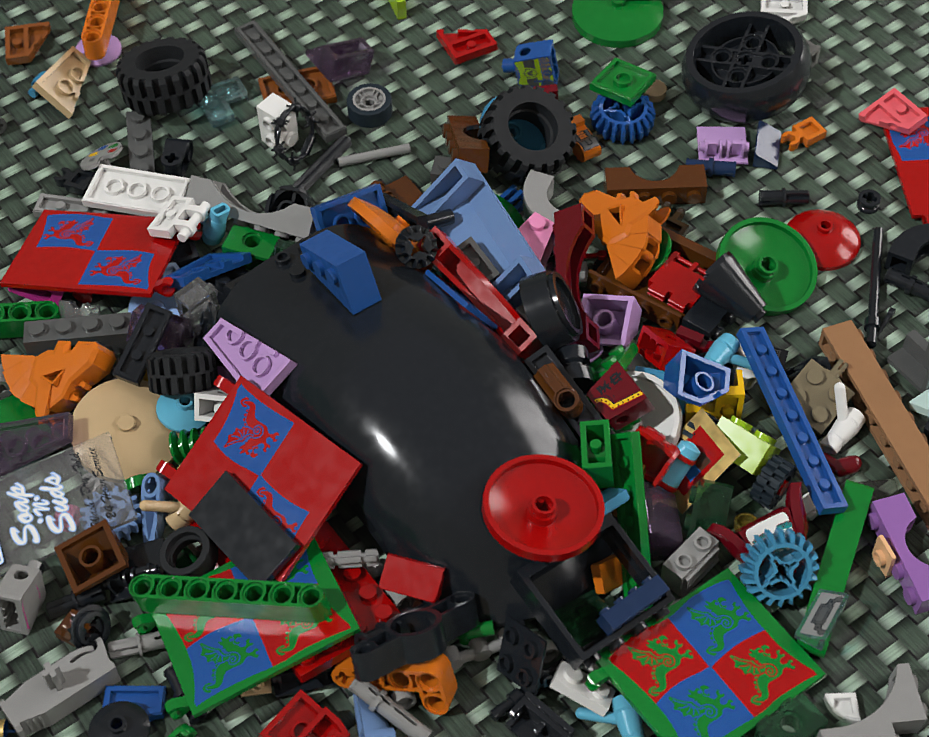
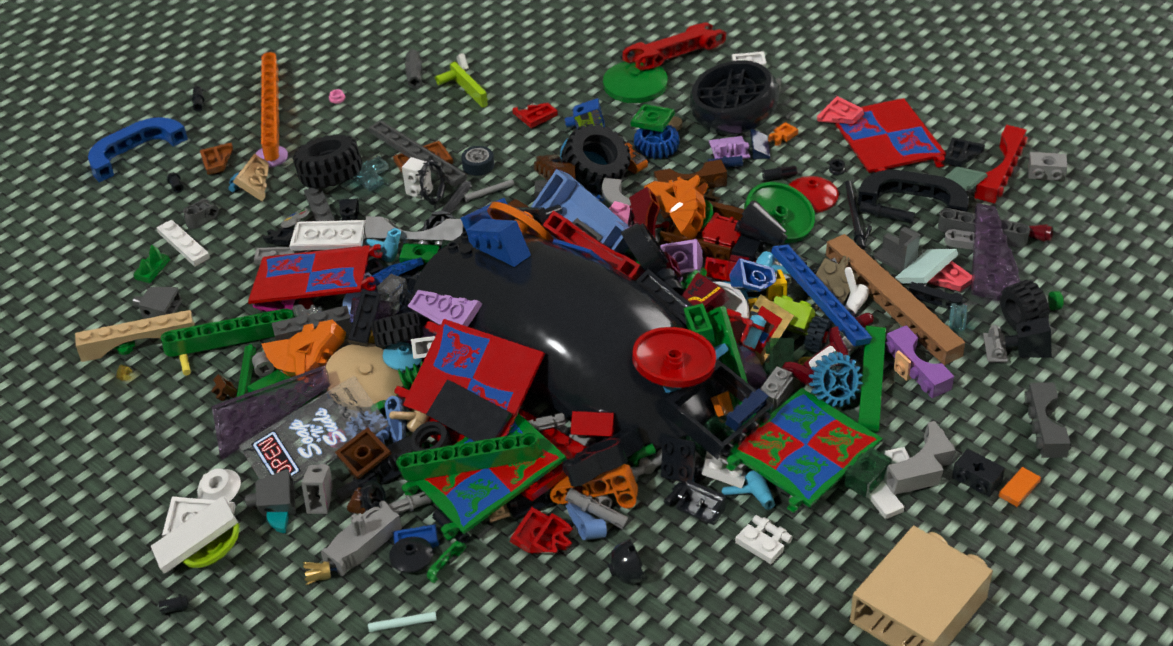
camera: 10 degrees left, 10 degrees down
(173, 218) = (365, 241): white plate -> none
(342, 59) = (451, 133): clear purple slope -> none
(404, 247) = (536, 224): black gear -> none
(558, 390) = (664, 294): reddish brown piece -> none
(821, 618) = (871, 404): slope -> none

